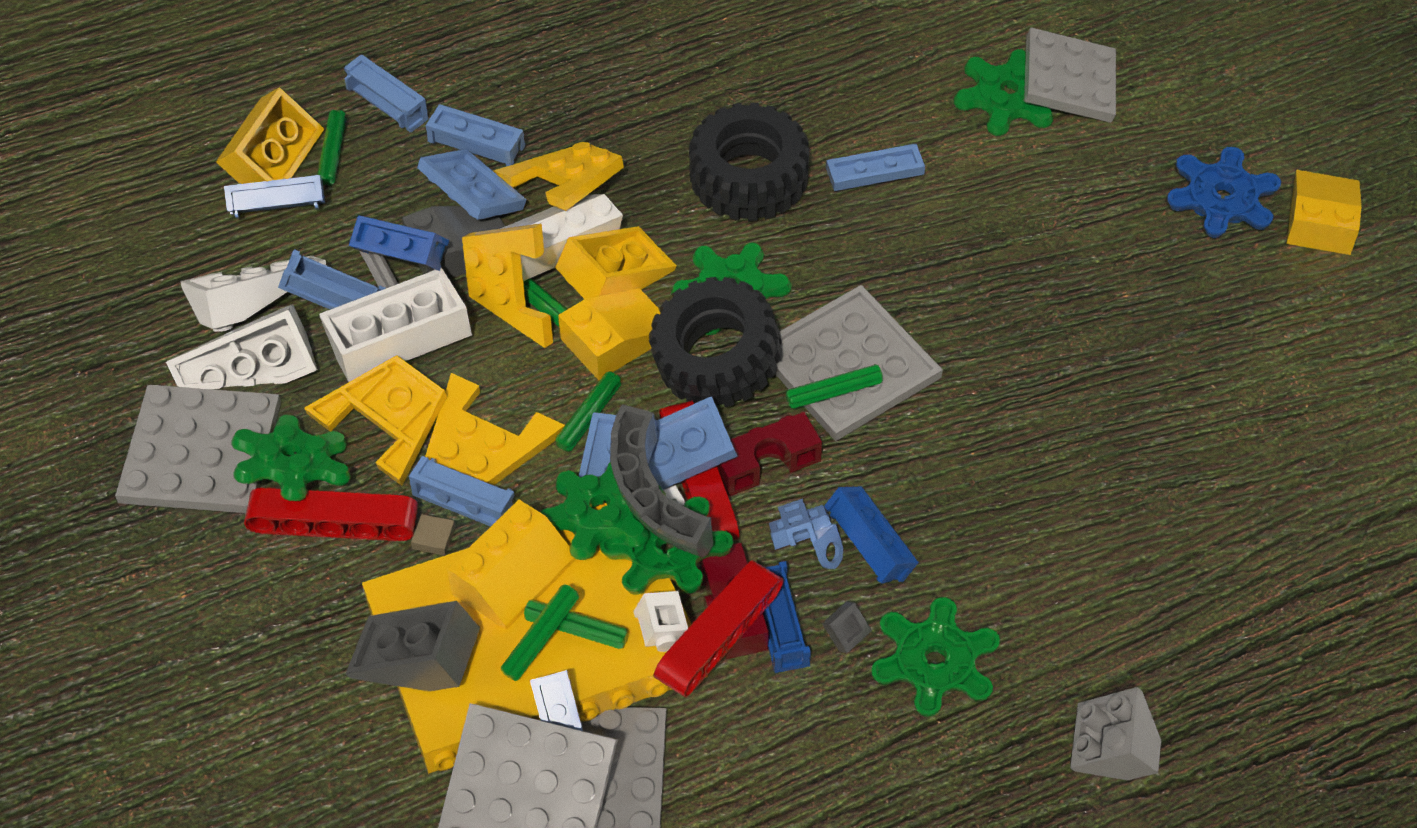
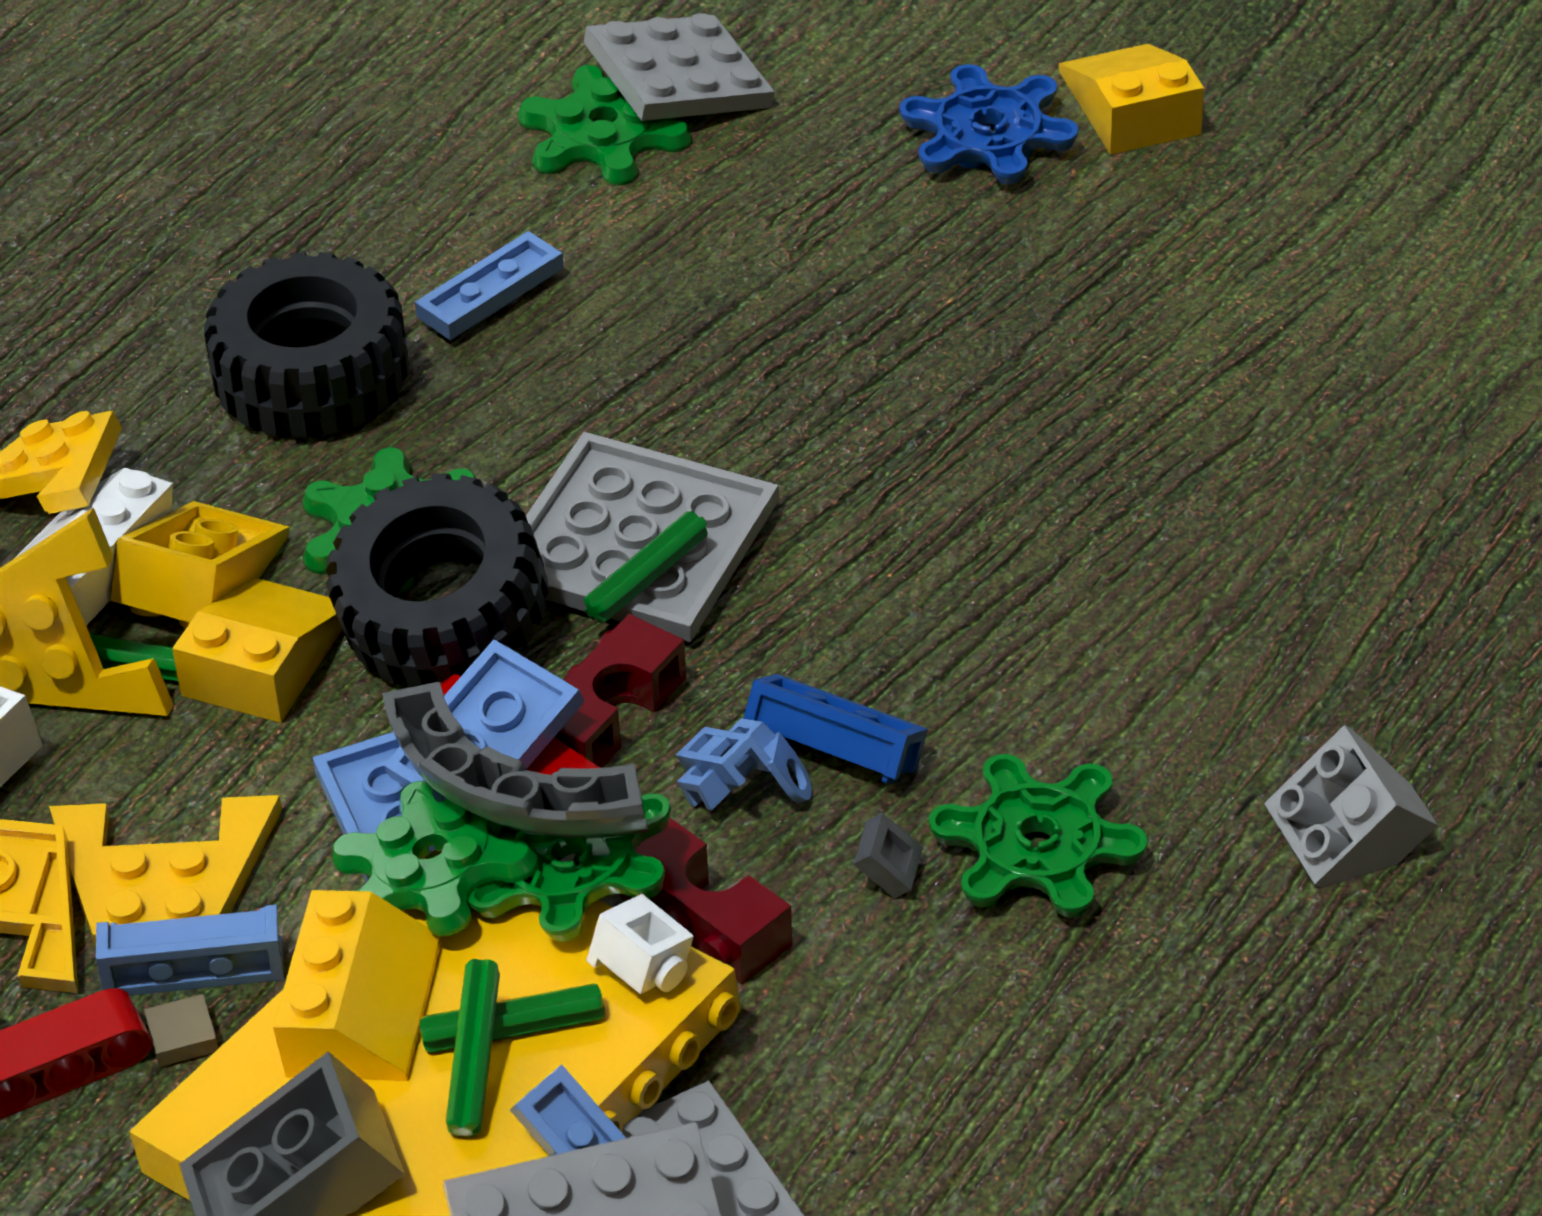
camera: 30 degrees left, 10 degrees down
(582, 417) = (298, 765): green axle -> none
(718, 628) = (728, 922): red beam -> none
(784, 632) = (822, 916): blue container -> none

